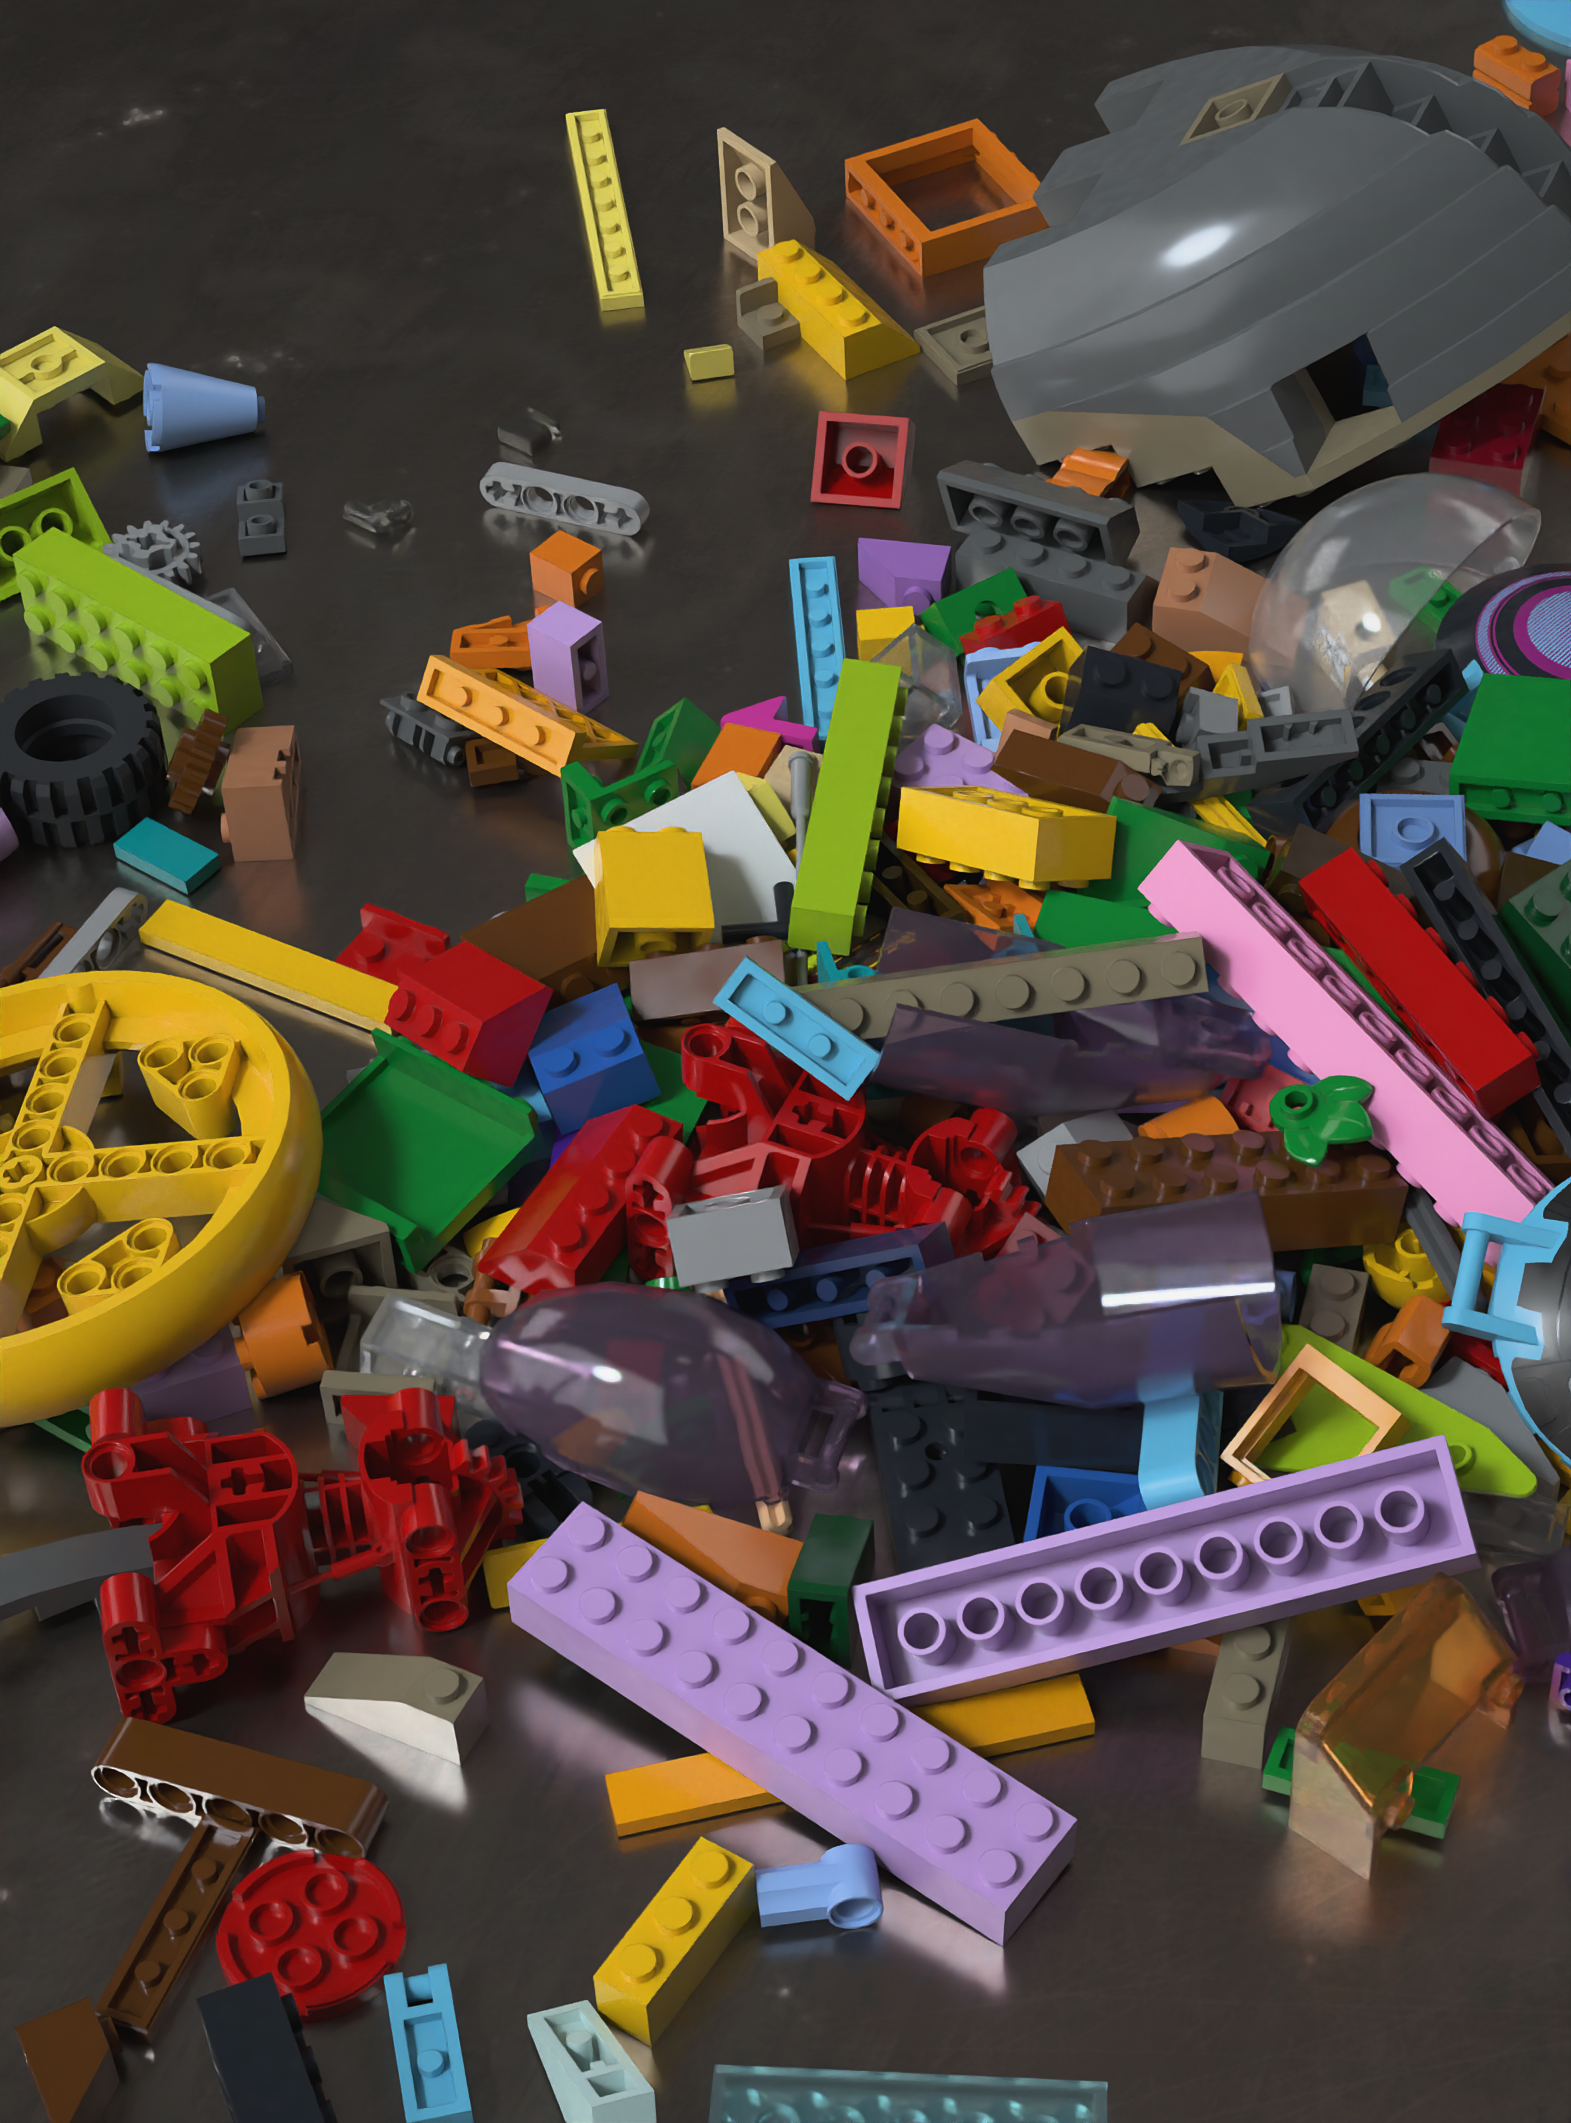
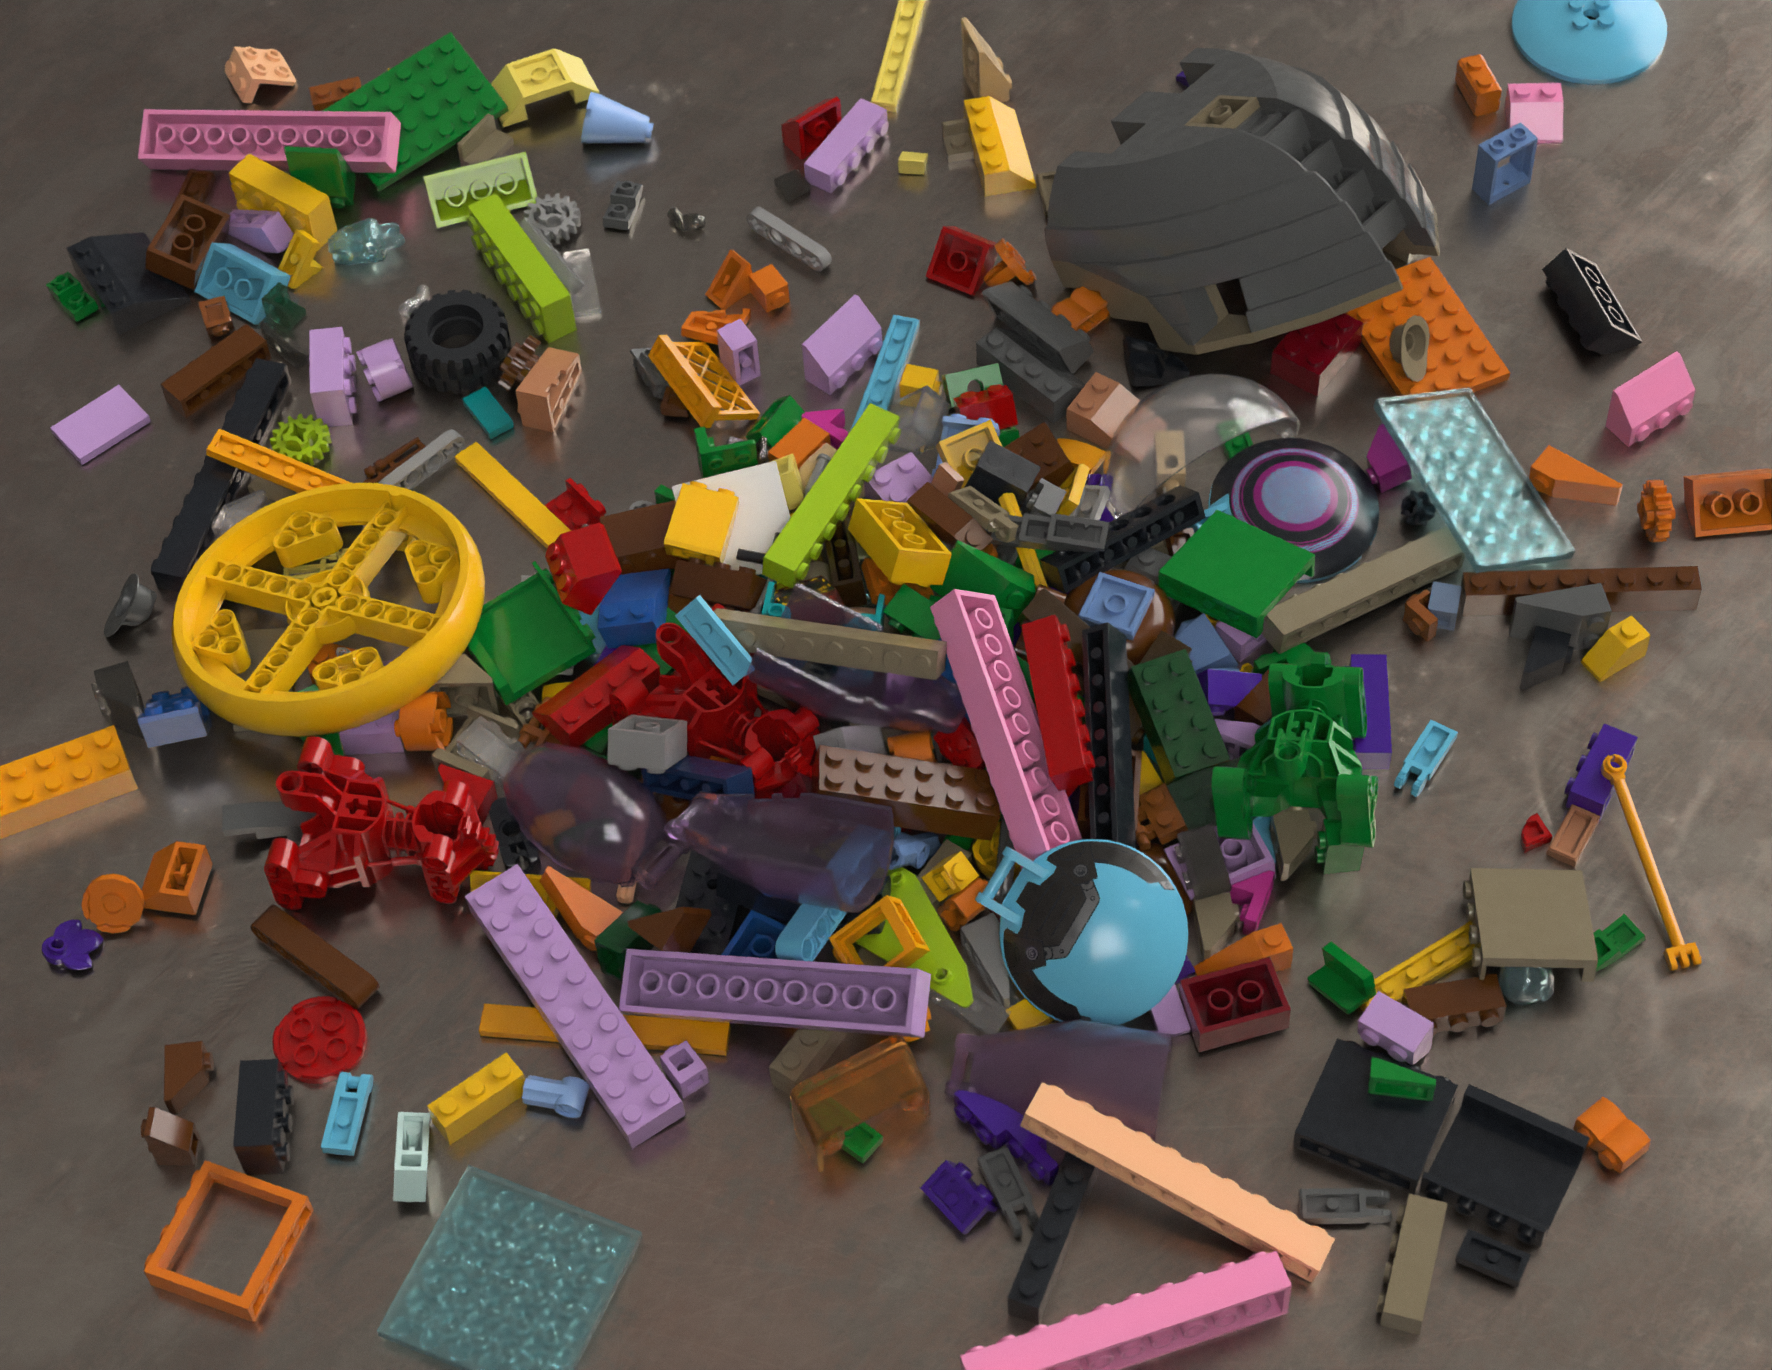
camera: 20 degrees right, 10 degrees up
(177, 1927) = (261, 1016): reddish brown tile -> none
(405, 1699) = (408, 935): dark tan slope -> none
(500, 571) = (730, 281): none -> orange slope
(530, 344) = (810, 128): none -> red slope
(594, 358) = (846, 145): none -> lavender brick
(734, 614) = (841, 346): none -> lavender slope
(905, 572) = (952, 345): medium lavender slope -> none
(923, 1522) = (672, 929): none -> reddish brown slope
(937, 251) = (1093, 49): orange window -> none
(947, 446) = (1009, 267): none -> orange tile
(1043, 1763) = (684, 1068): none -> lavender brick
(1328, 1116) = (967, 768): green plate -> none
(1365, 1307) = (950, 876): none -> yellow window

